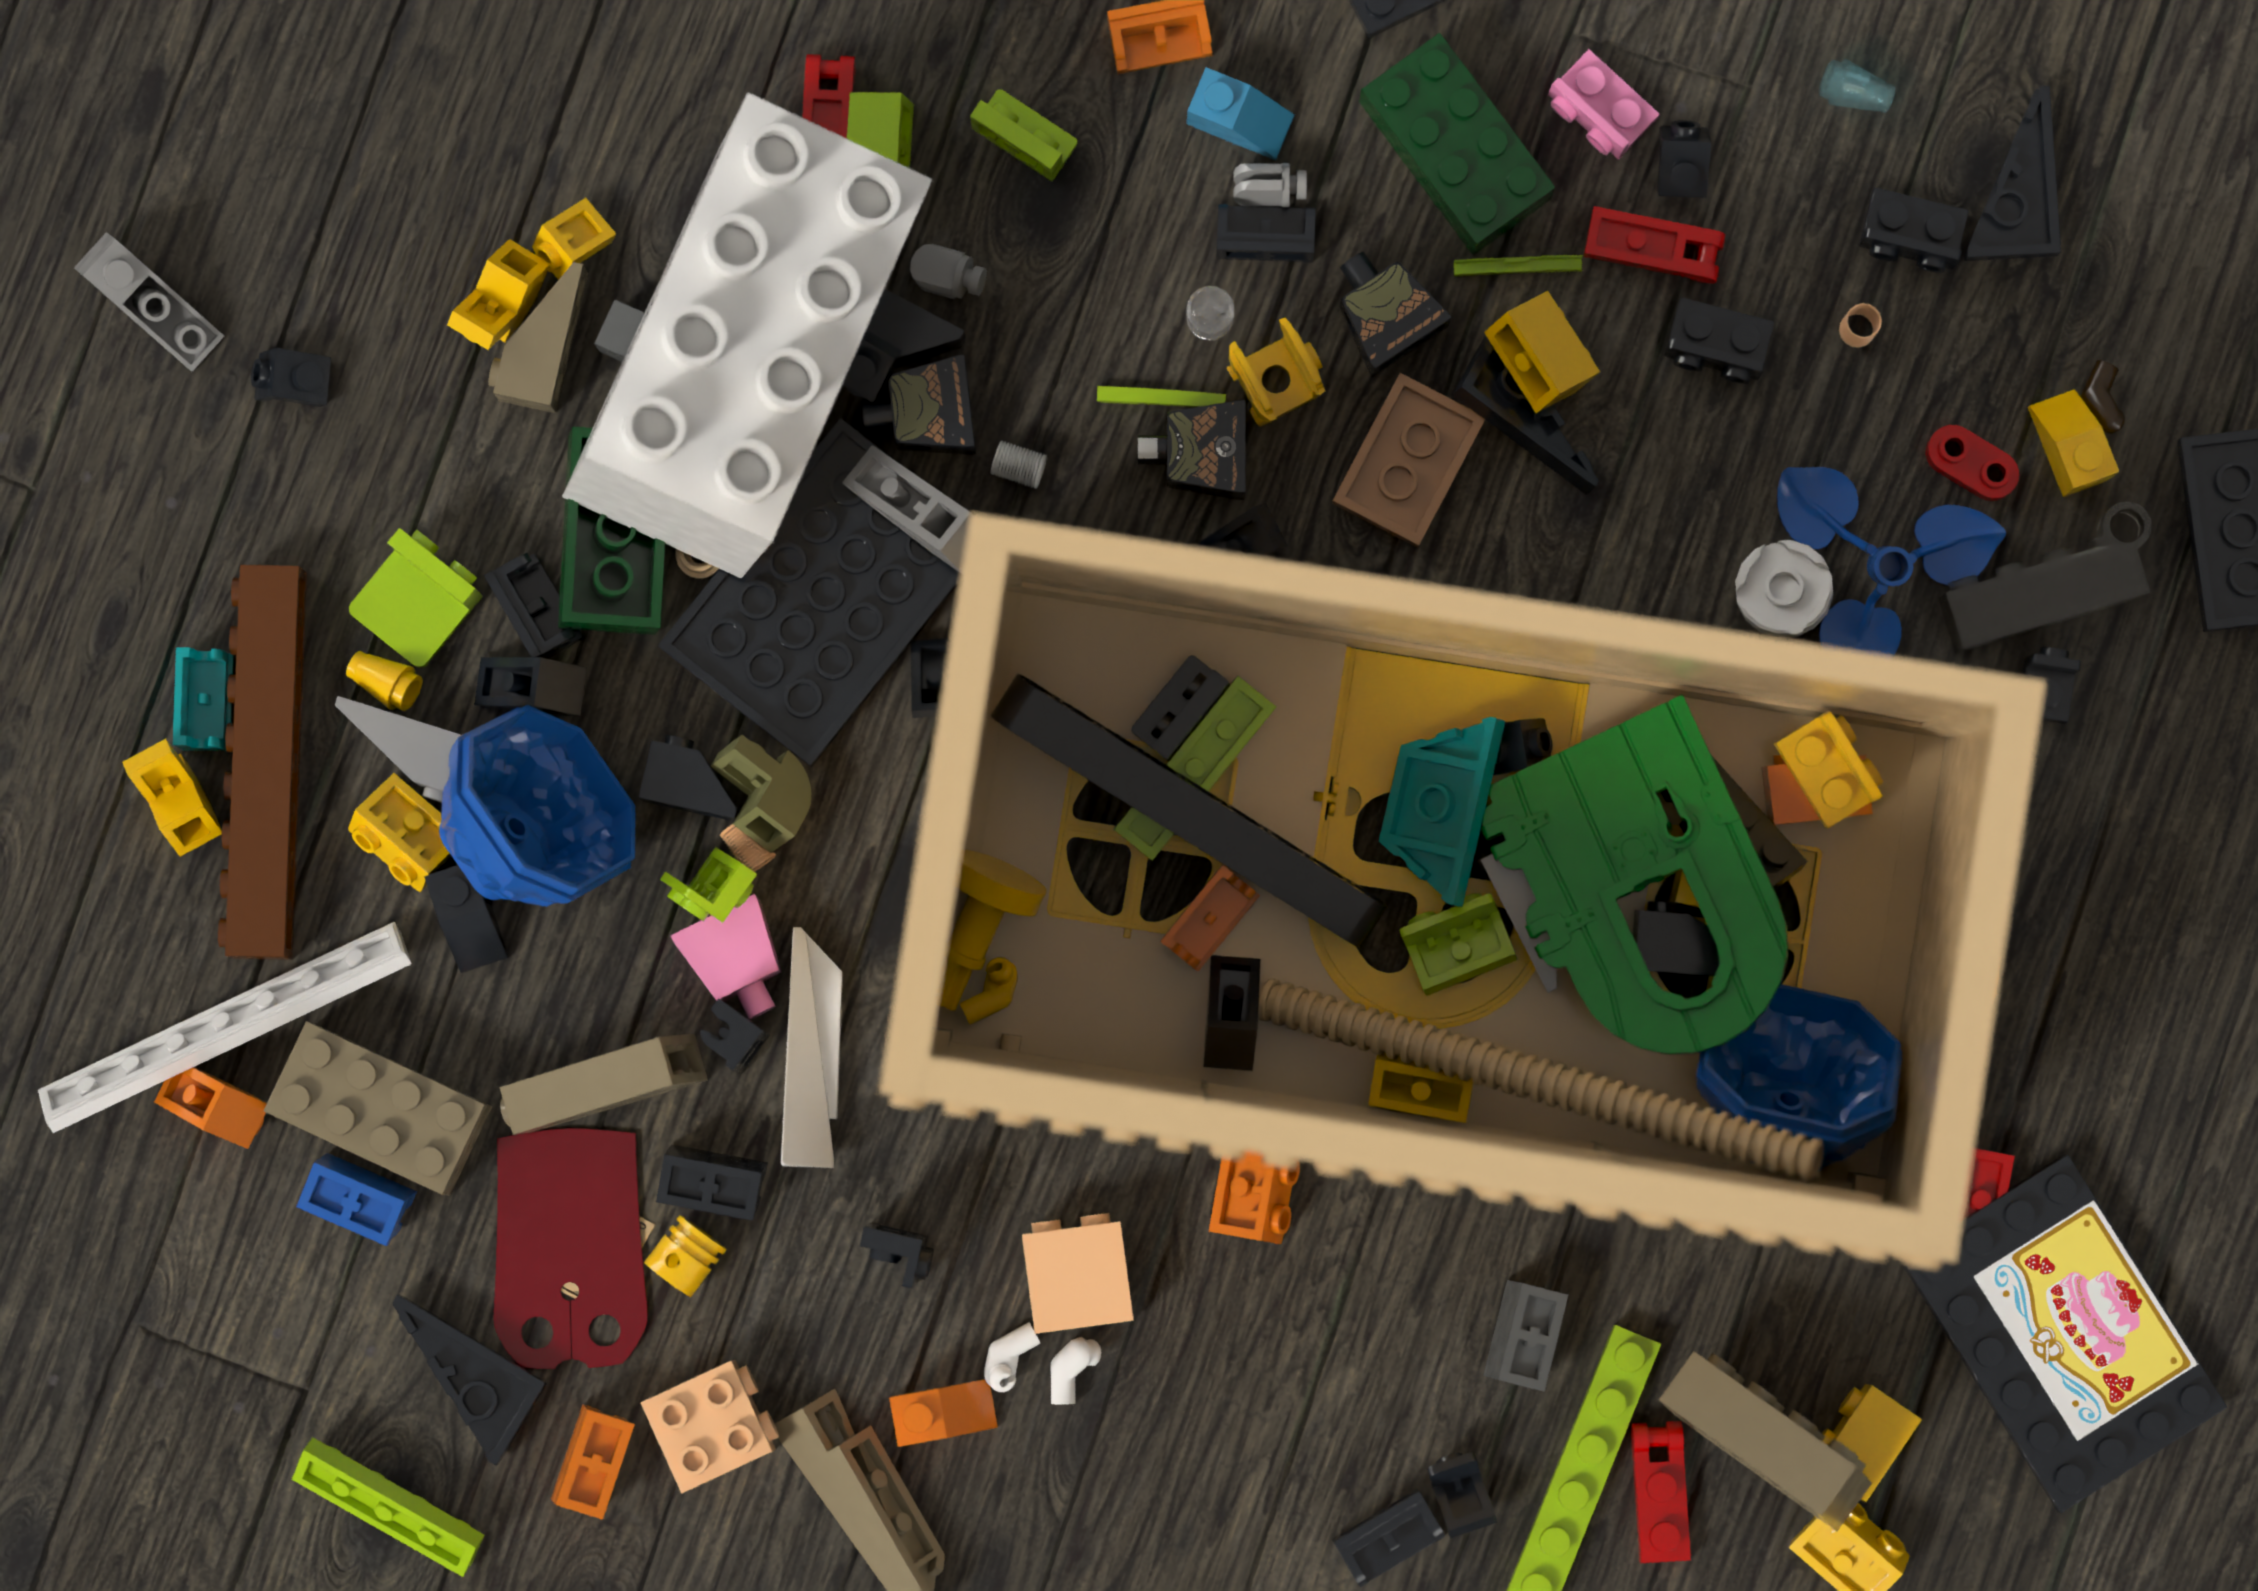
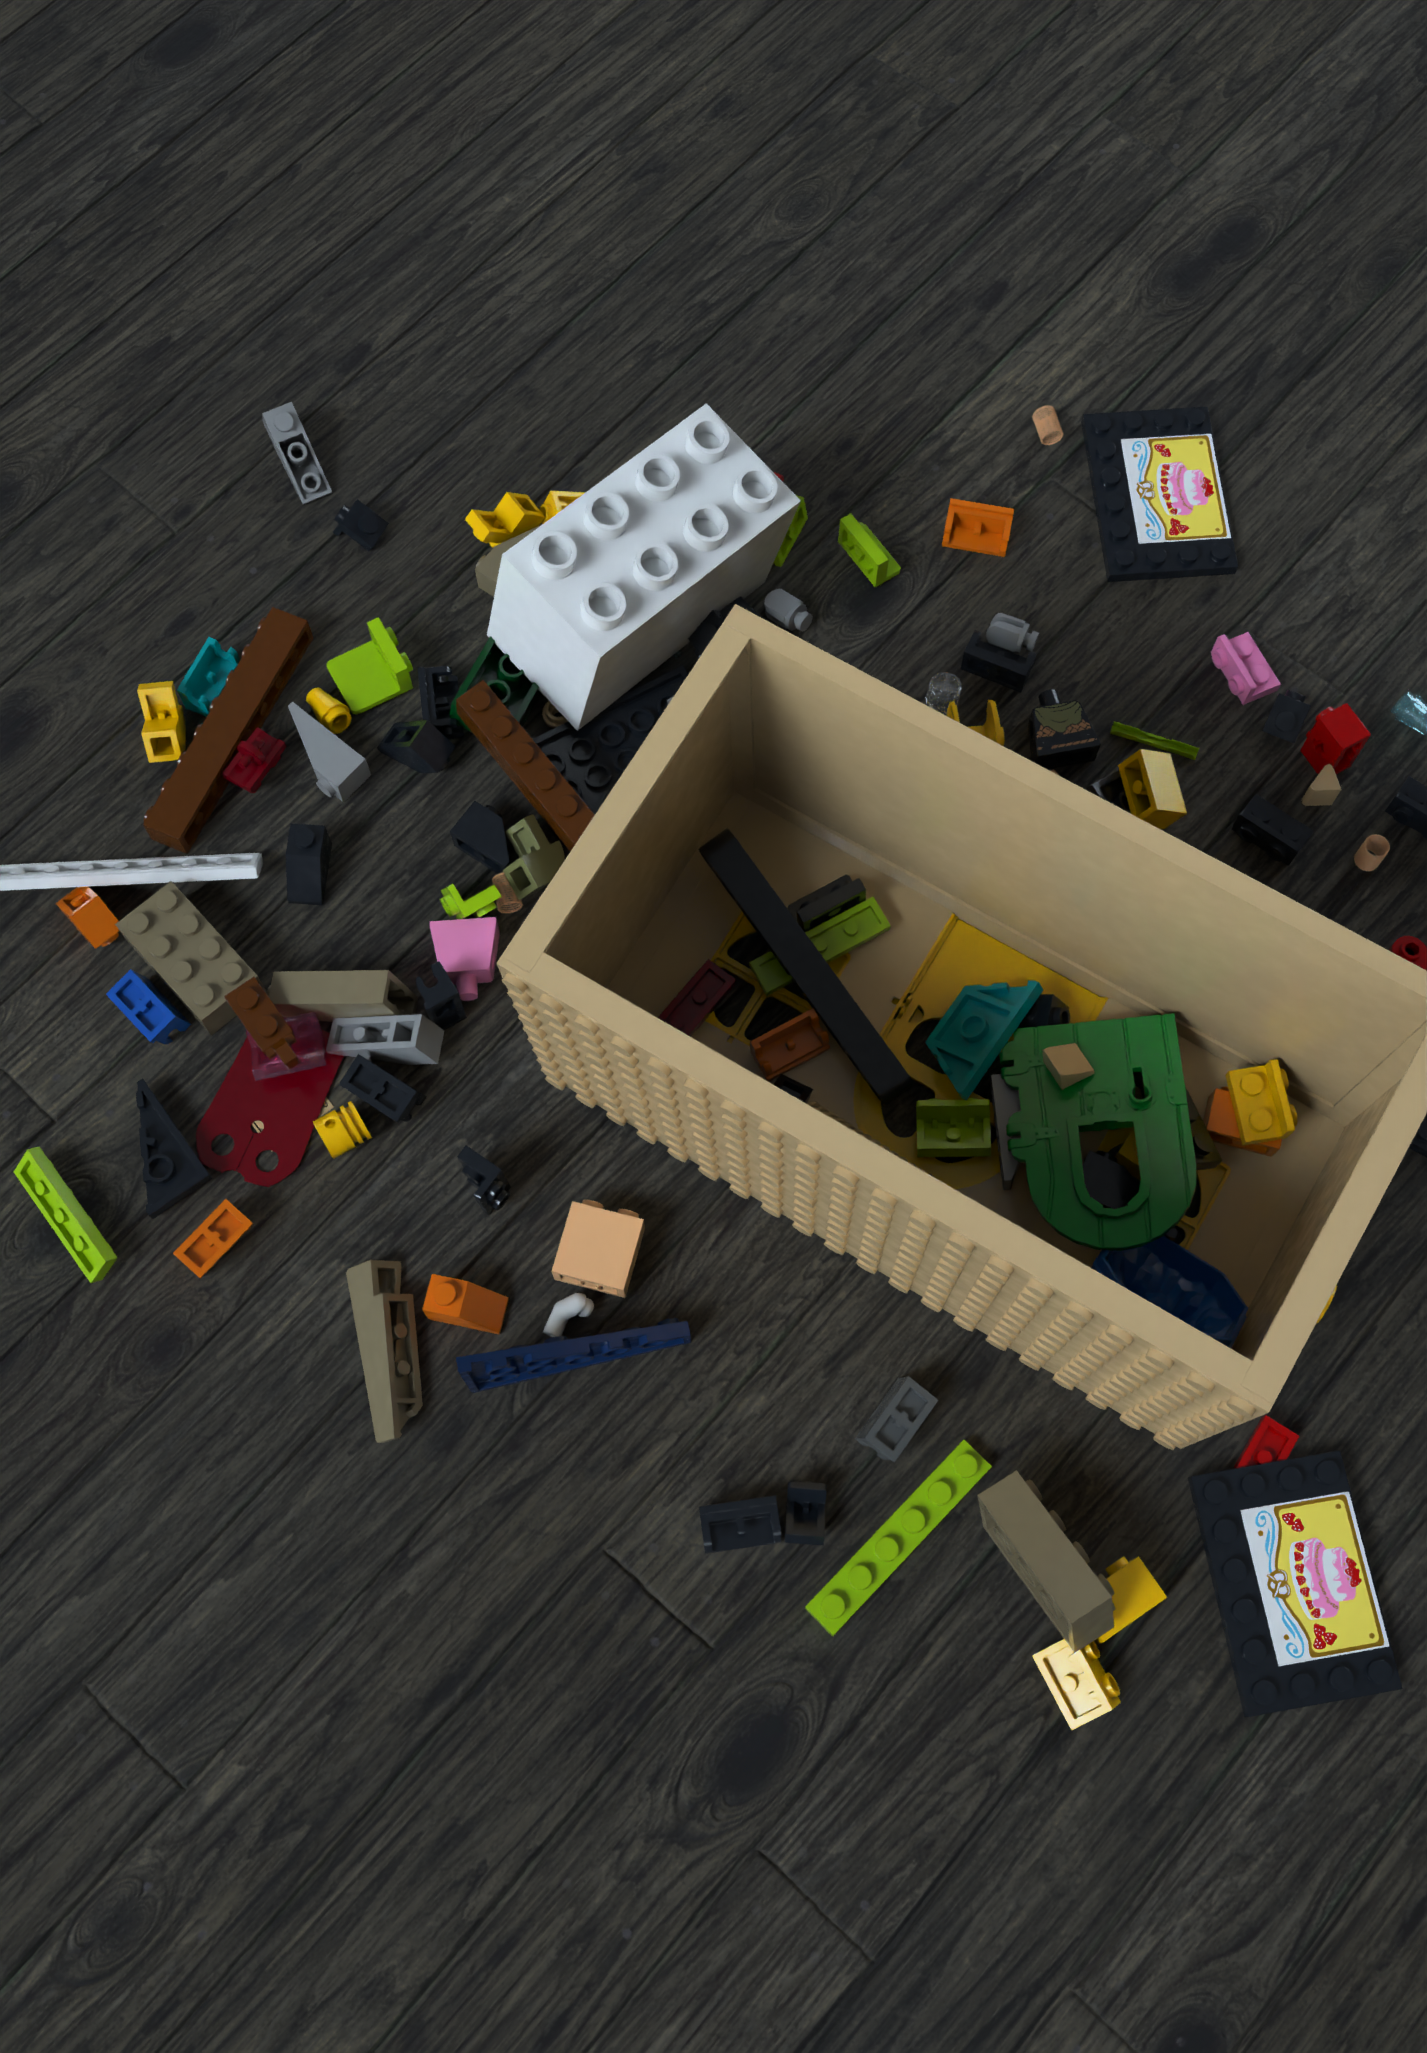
camera: 20 degrees right, 15 degrees down
(324, 798) = (254, 760): none -> dark red hips
(401, 832) = (294, 799): yellow bracket -> none
(524, 1164) = (263, 1022): none -> reddish brown hinge
(534, 810) = (377, 805): blue rock -> none
(563, 1178) = (308, 1049): none -> clear pink bracket
(684, 1114) = (387, 1038): none -> light grey slope
(710, 1425) = (304, 1248): light nougat brick -> none
(757, 700) = (524, 763): none -> reddish brown brick
(811, 1055) = (477, 1049): white wedge -> none
(992, 891) = (647, 971): yellow piece -> none
(1004, 1355) = (525, 1286): white arm -> none
(1060, 923) = (698, 998): none -> dark red plate
(1091, 1429) = (561, 1355): none -> dark blue wing
(1239, 114) = (1007, 586): dark azure slope -> none
(1253, 1199) = (746, 1242): orange bracket -> none
(1456, 144) = (1142, 652): dark green brick -> none
(1573, 818) = (1067, 1064): none -> tan slope
(1653, 244) = (1249, 757): red plate -> none
(1660, 1494) = (950, 1577): red plate -> none
(1758, 185) = (1335, 739): none -> red brick
(1765, 254) = (1323, 789): none -> tan slope

